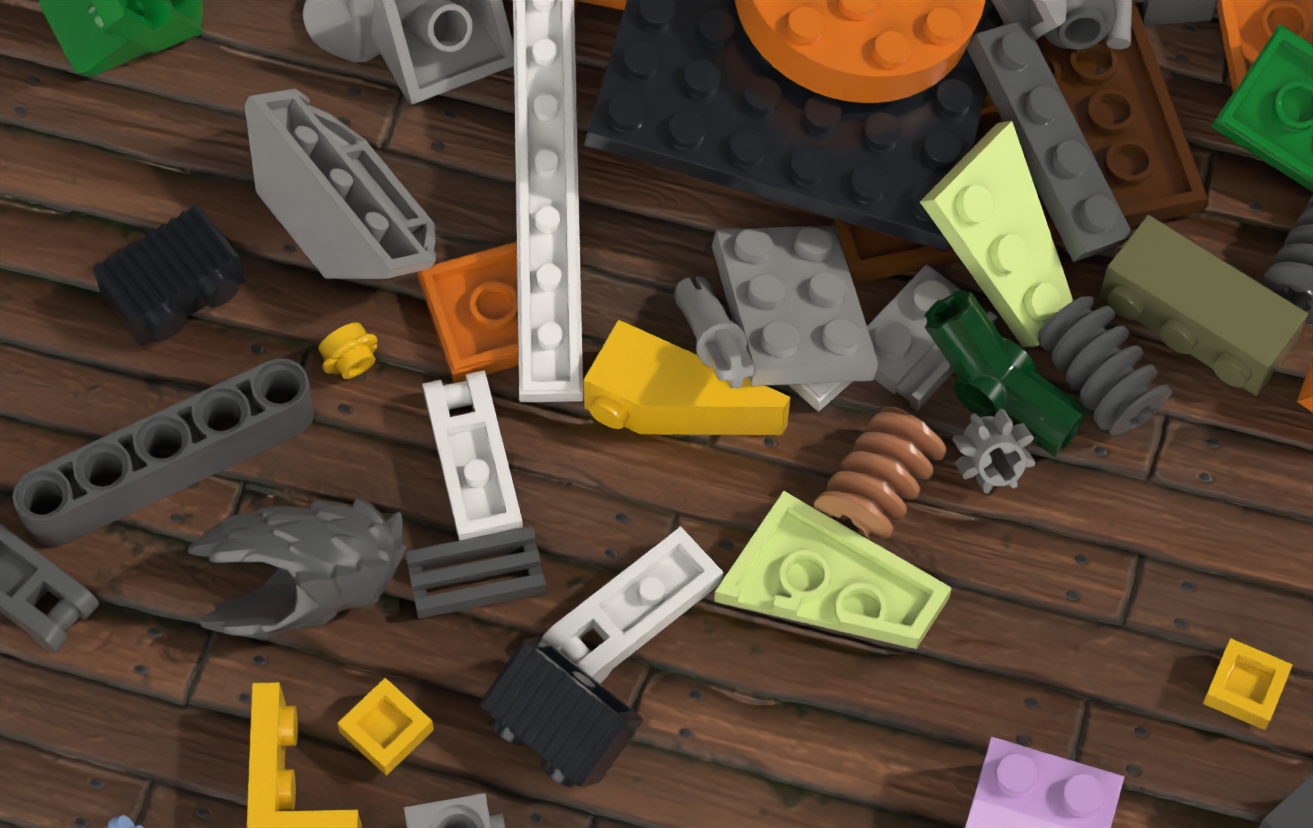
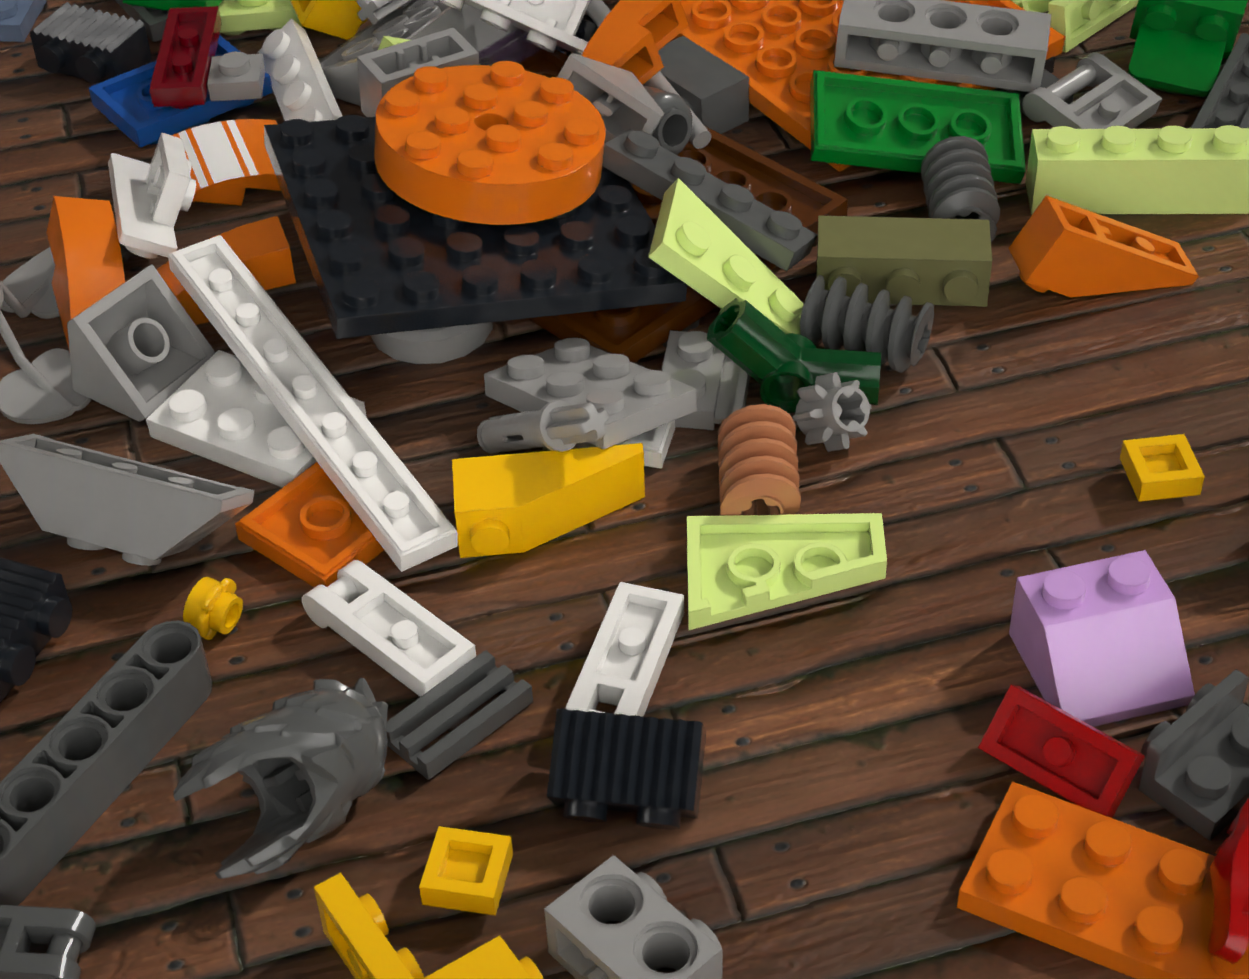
camera: 30 degrees left, 20 degrees down
(474, 144) = (232, 422): none -> white plate

